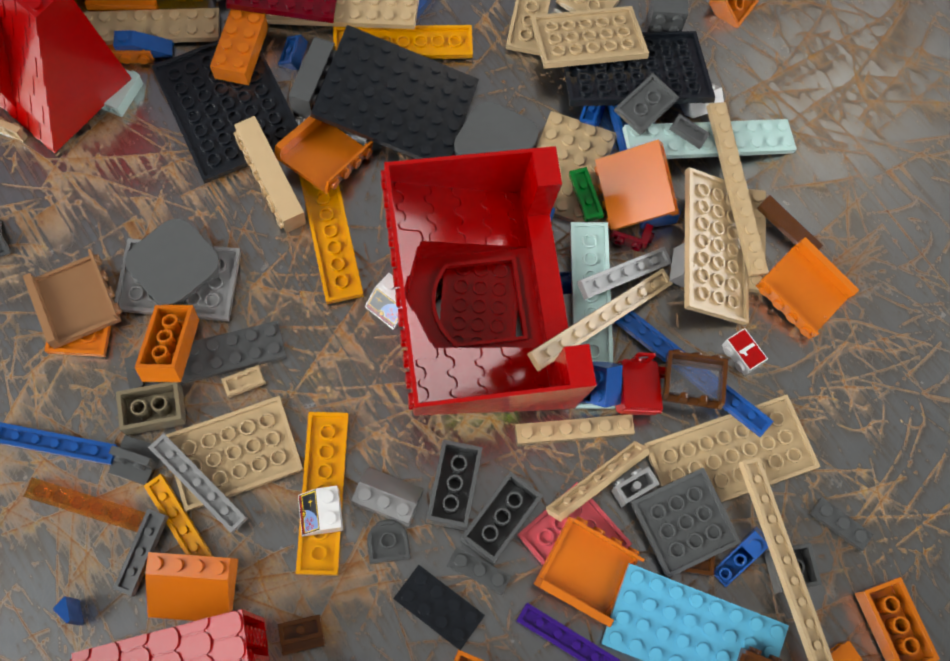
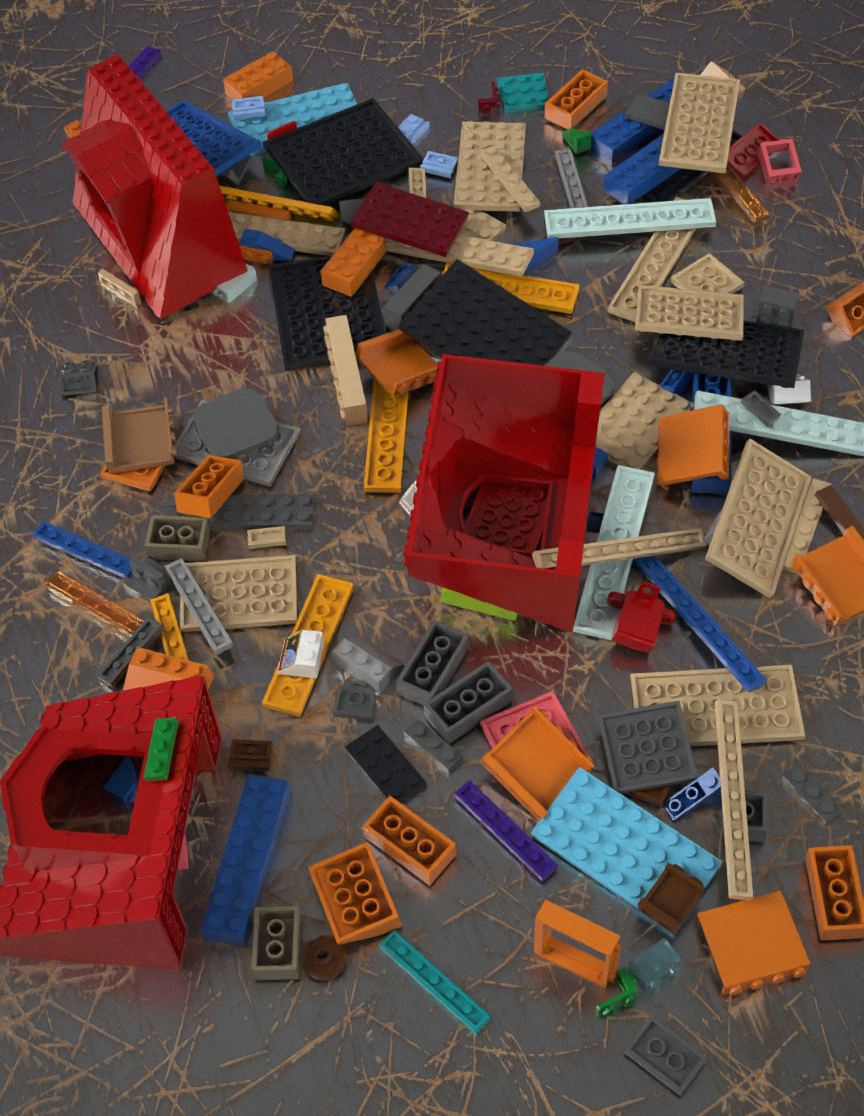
camera: 25 degrees right, 15 degrees down
(69, 611) = (54, 679): blue slope -> none
(574, 429) = (566, 649): tan plate -> none
(586, 194) = (642, 446): green plate -> none
(597, 481) = (578, 690): tan plate -> none
(608, 383) = (599, 605): blue slope -> none
(623, 273) = (657, 519): light grey plate -> none
(633, 242) = (678, 500): dark red bracket -> none
(635, 486) = (606, 703): light grey brick -> none
(646, 104) = (722, 374): dark grey tile -> none
(695, 379) = (696, 624): window -> none
(737, 189) = (796, 472): tan plate -> none
(744, 352) = (759, 619): brick -> none

